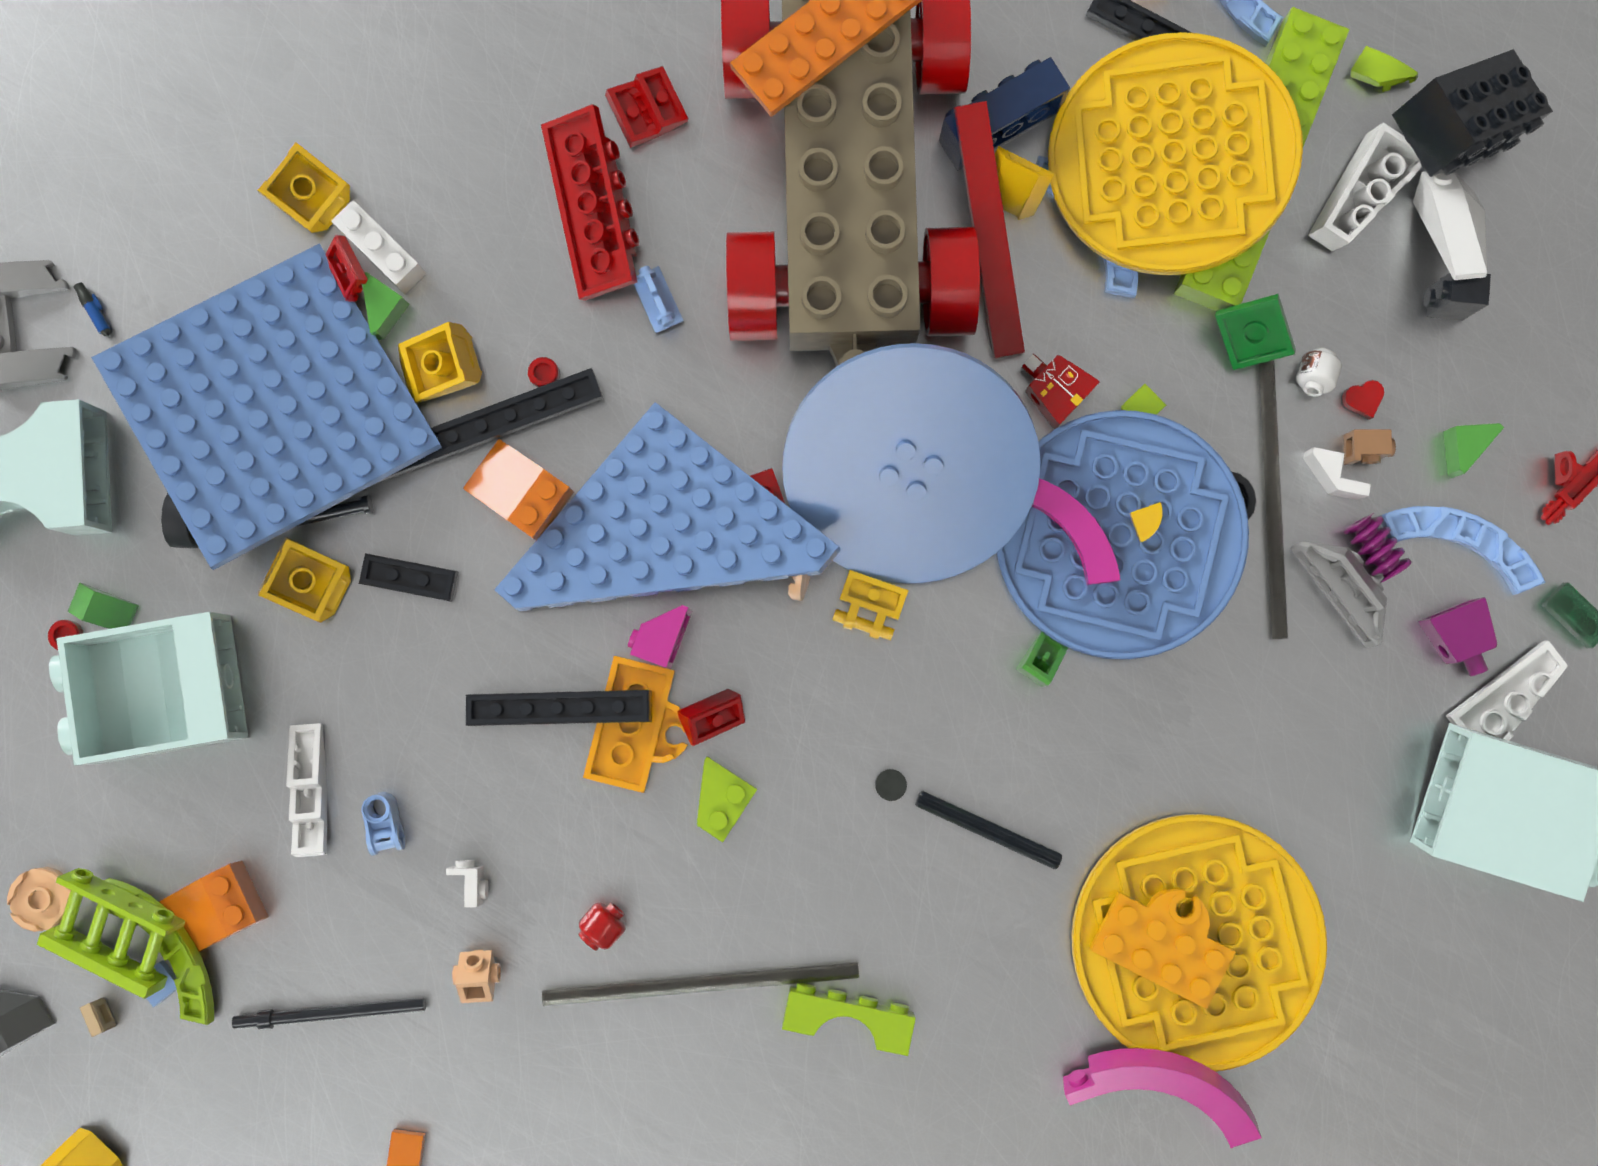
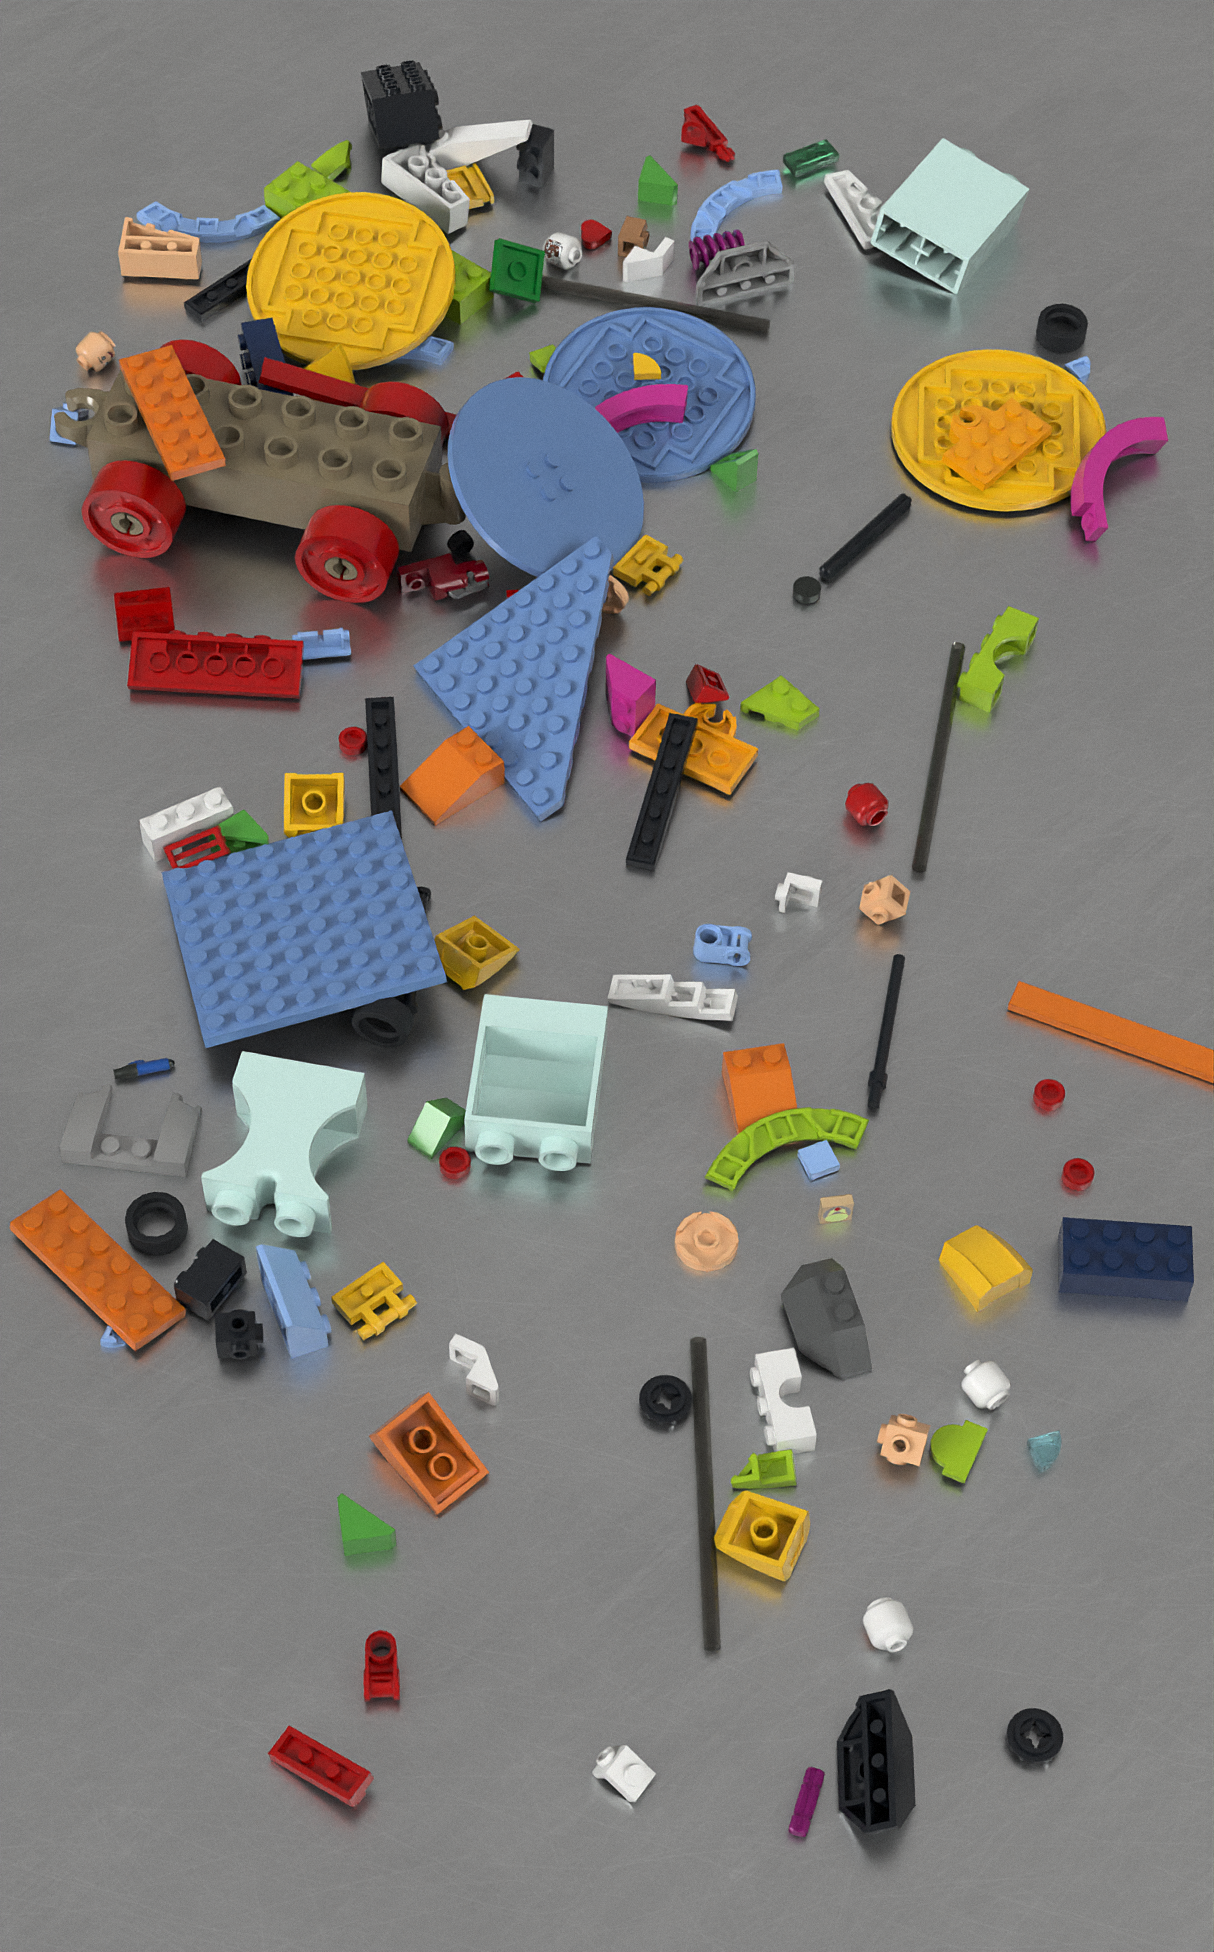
camera: 75 degrees left, 30 degrees down
(98, 958) = (768, 1192): lime fence -> none
(306, 190) = (101, 867): yellow slope -> none
(408, 577) = (501, 881): black tile -> none
(780, 395) = (444, 577): none -> dark red plate
(1328, 1013) = (1079, 368): none -> light blue tile
(1390, 233) = (472, 184): none -> yellow plate
(1409, 992) = (1059, 341): none -> black tyre
(1462, 634) = (803, 221): magenta torso -> none

